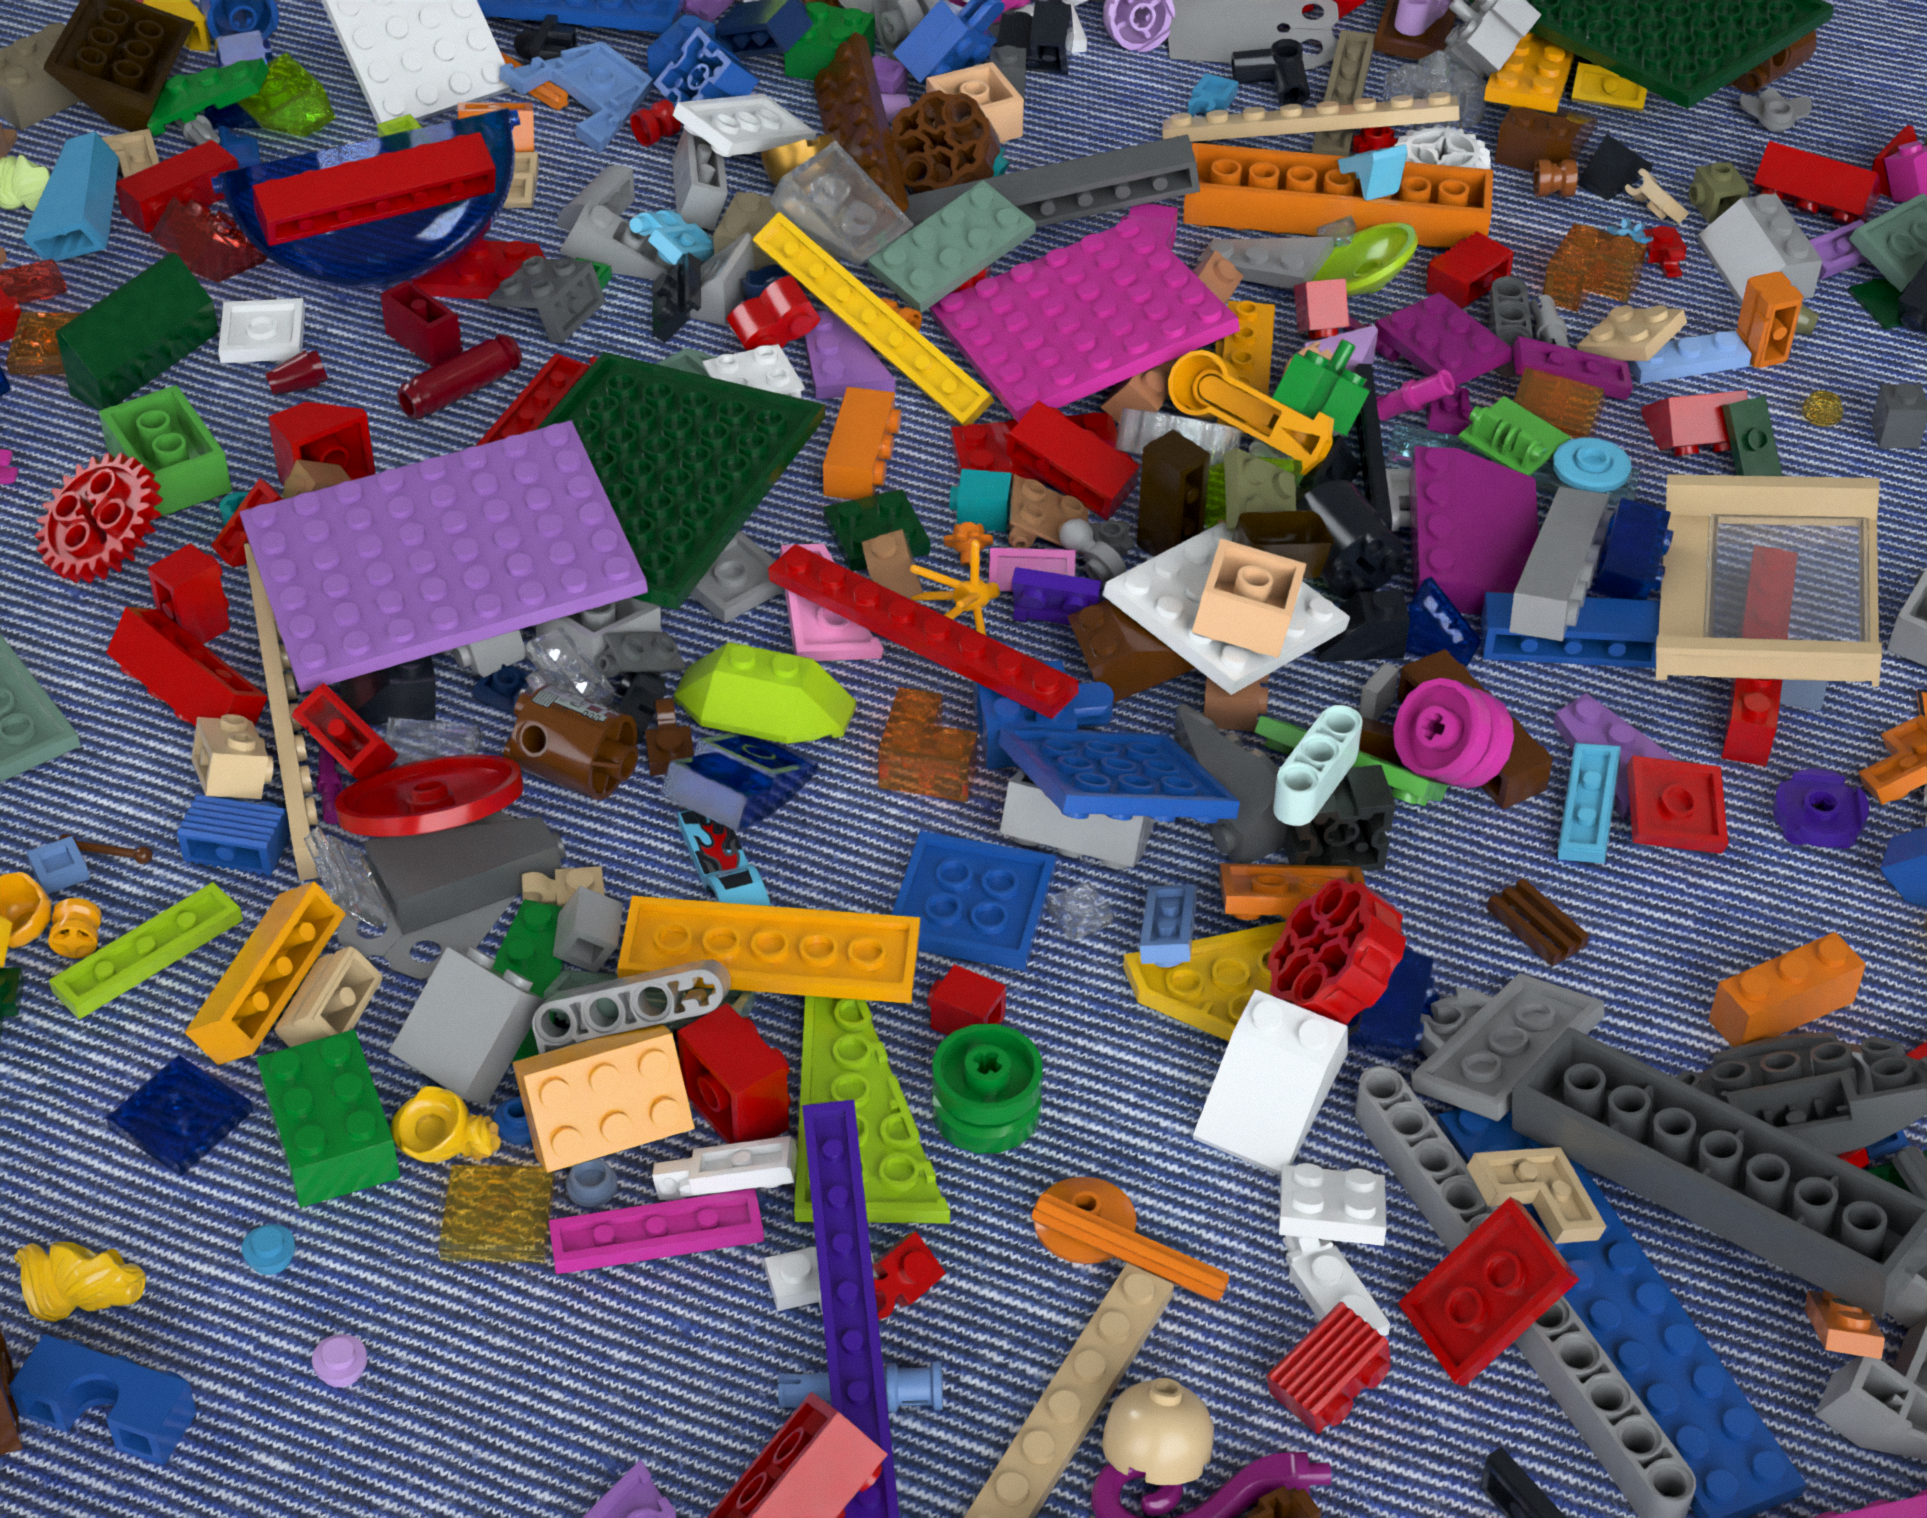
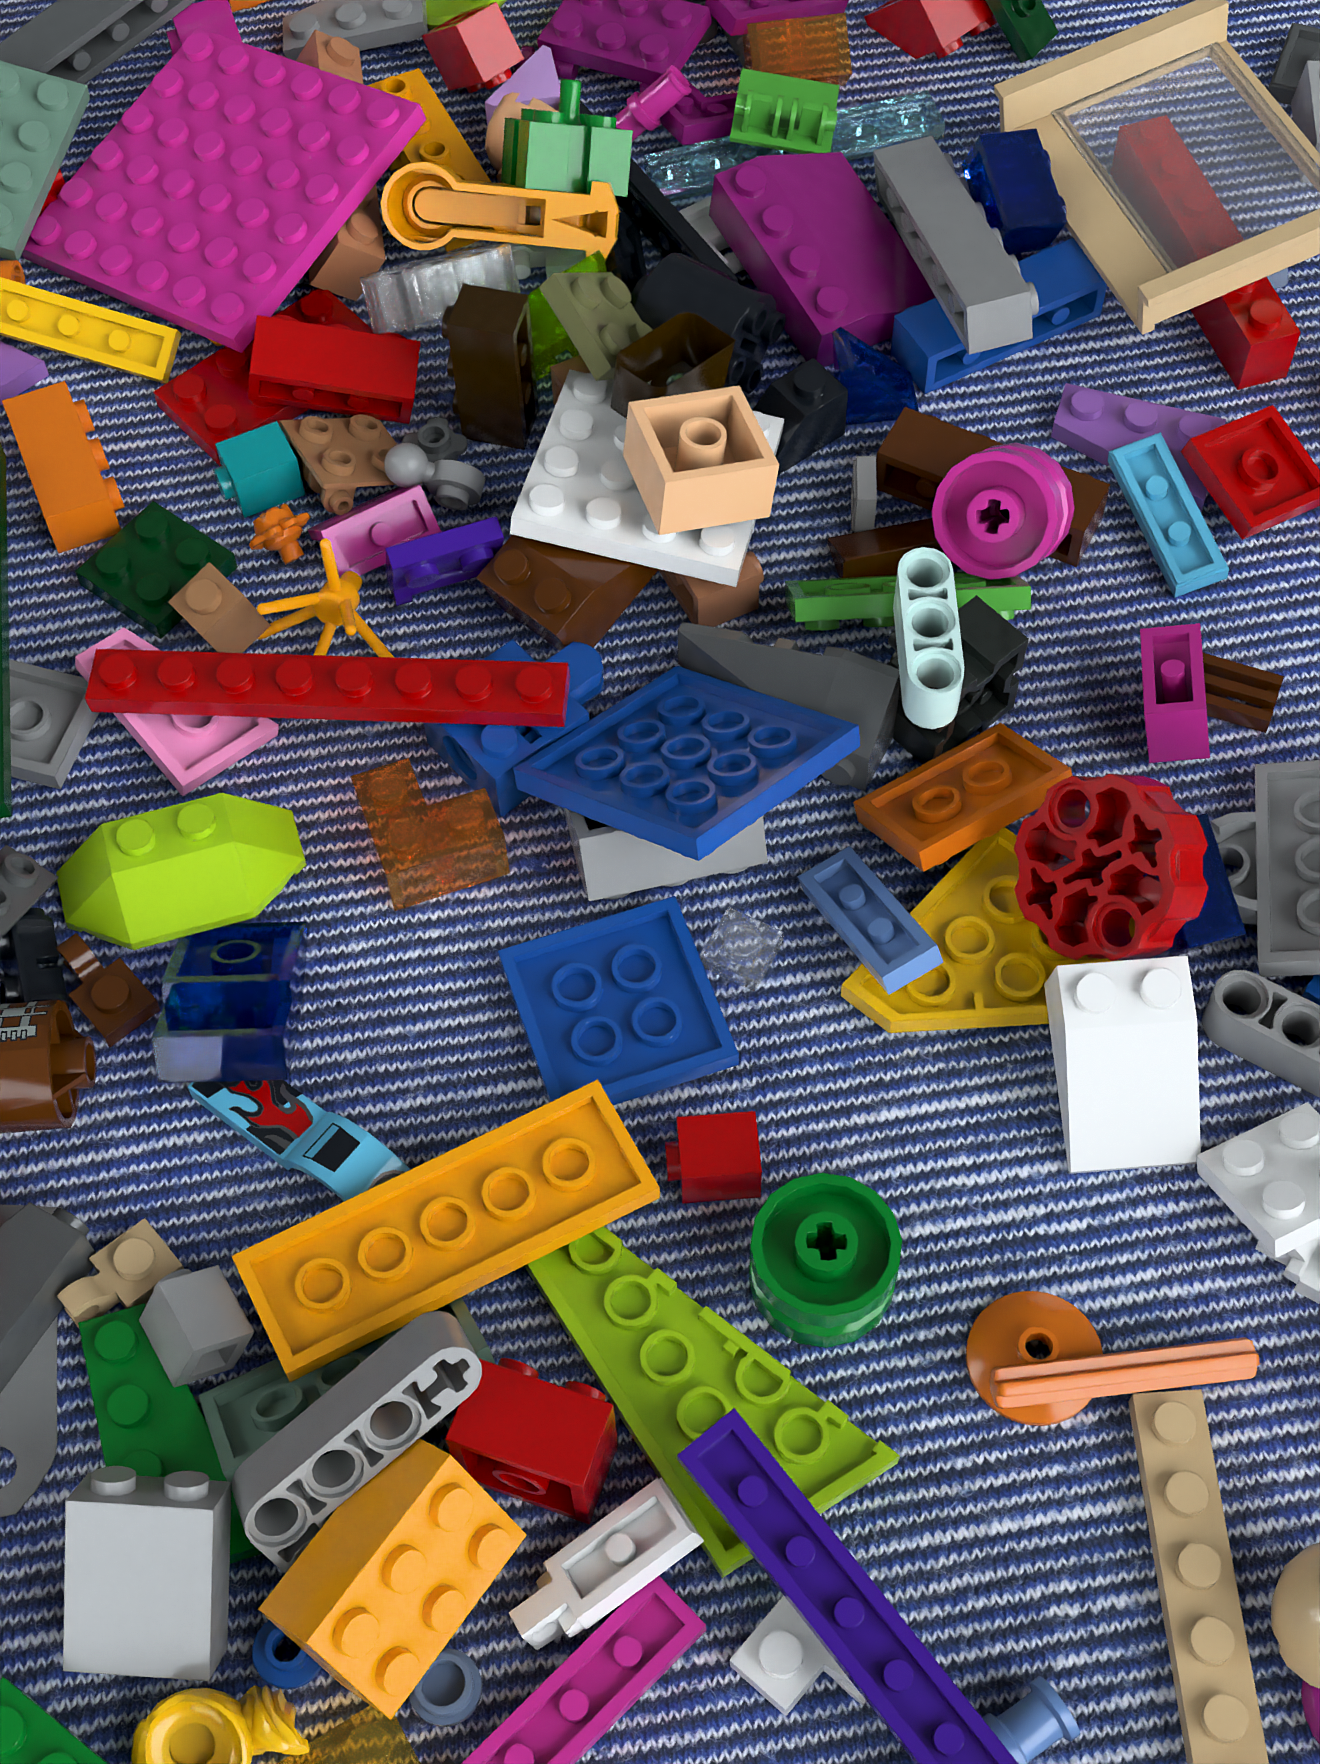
camera: 30 degrees left, 15 degrees up
(904, 1273) = (908, 1570): red plate -> none
(1490, 901) = (1174, 693): none -> dark pink slope
(1592, 464) = (883, 108): medium azure wheel -> none

